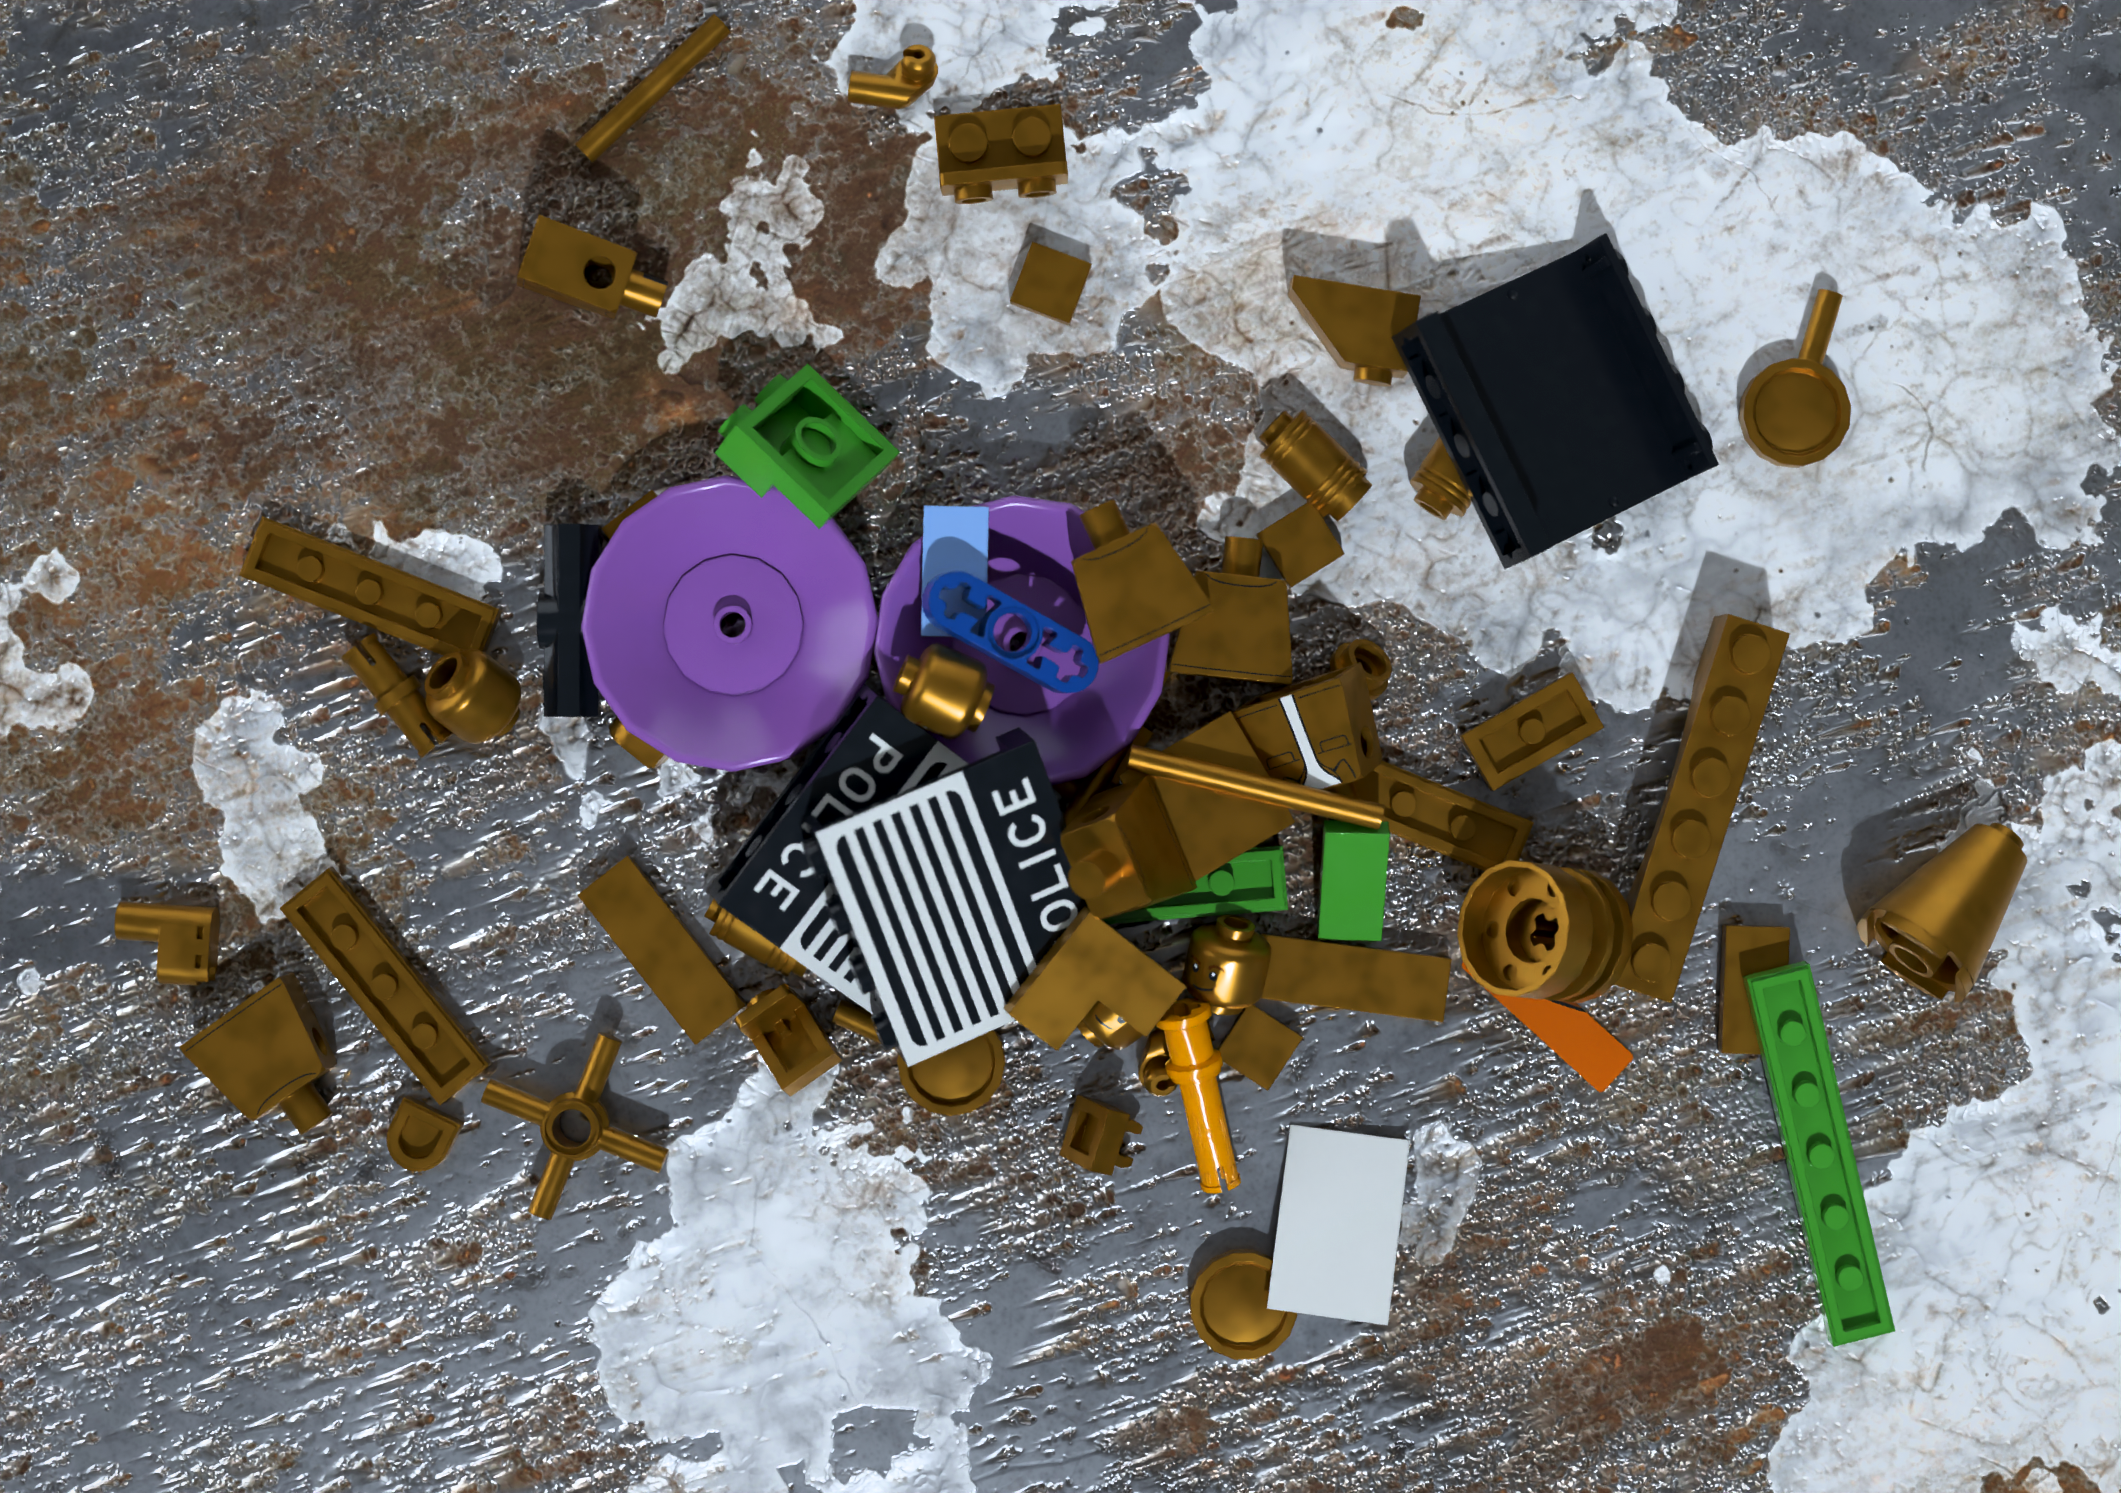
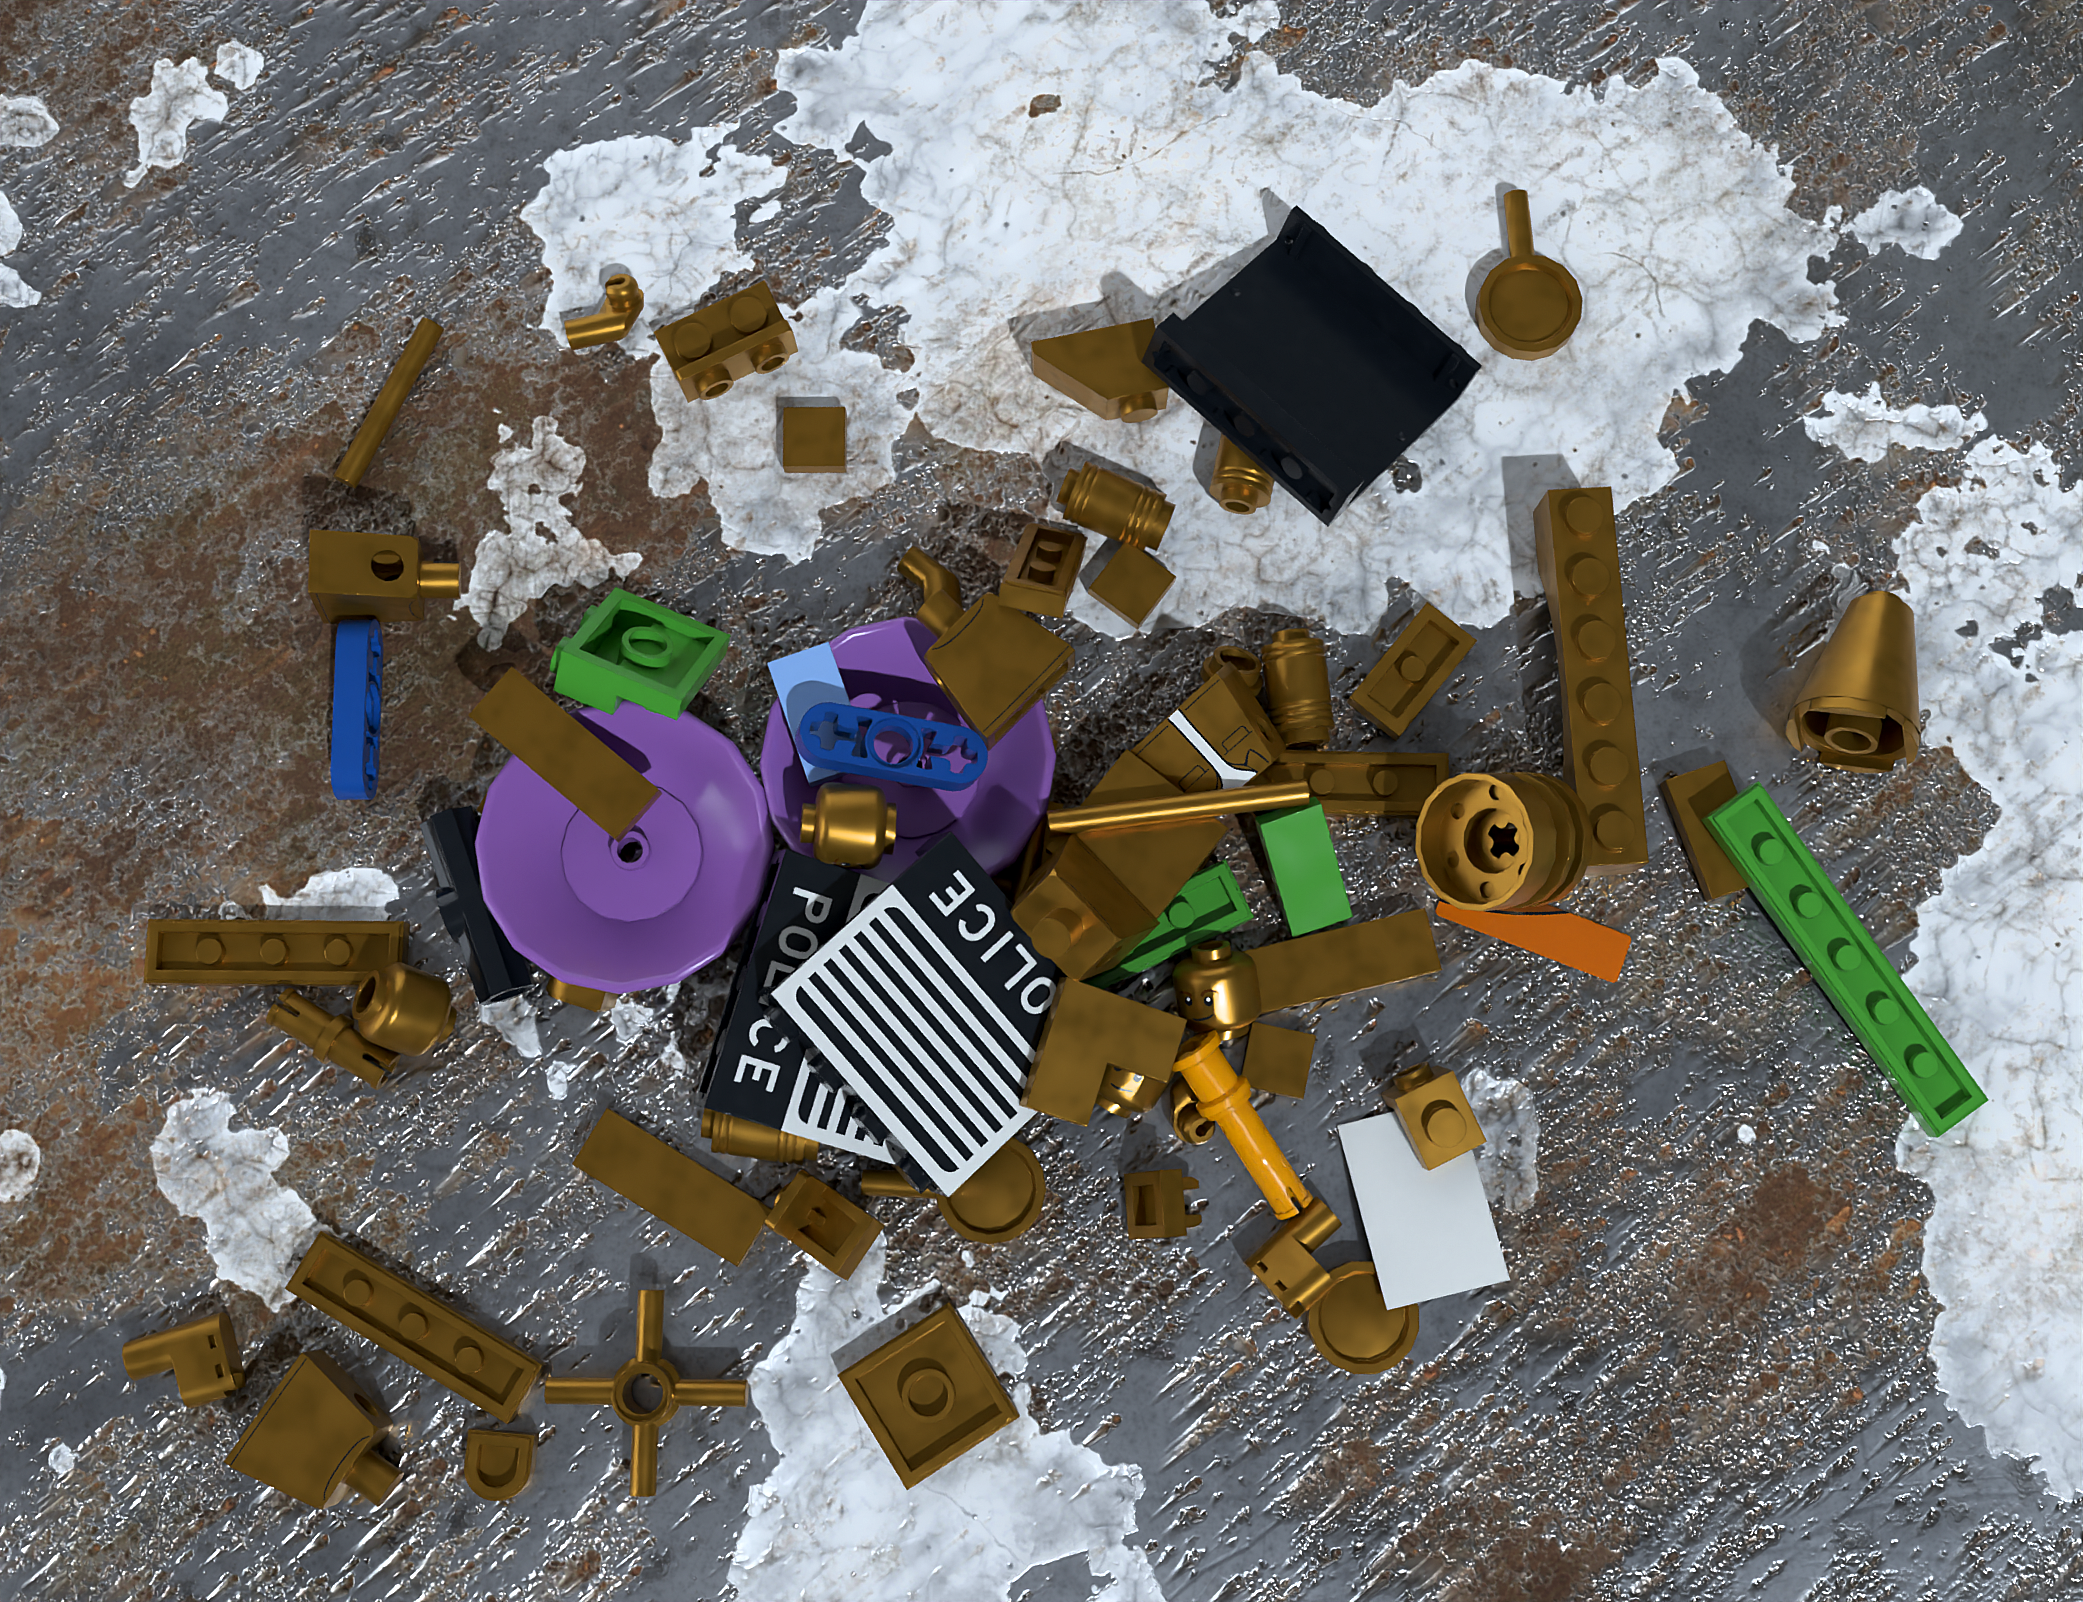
camera: 20 degrees left, 10 degrees down
(522, 388) = (357, 709): none -> blue beam
(704, 519) = (565, 754): none -> pearl gold tile
(826, 1223) = (928, 1395): none -> pearl gold tile
(1116, 475) = (929, 575): none -> pearl gold arm
(1193, 1229) = (1286, 1261): none -> pearl gold piece
(1217, 511) = (1043, 570): none -> pearl gold tile
(1250, 624) = (1112, 678): pearl gold torso -> none
(1380, 1150) = (1434, 1113): none -> pearl gold bracket
(1416, 707) = (1298, 688): none -> pearl gold head

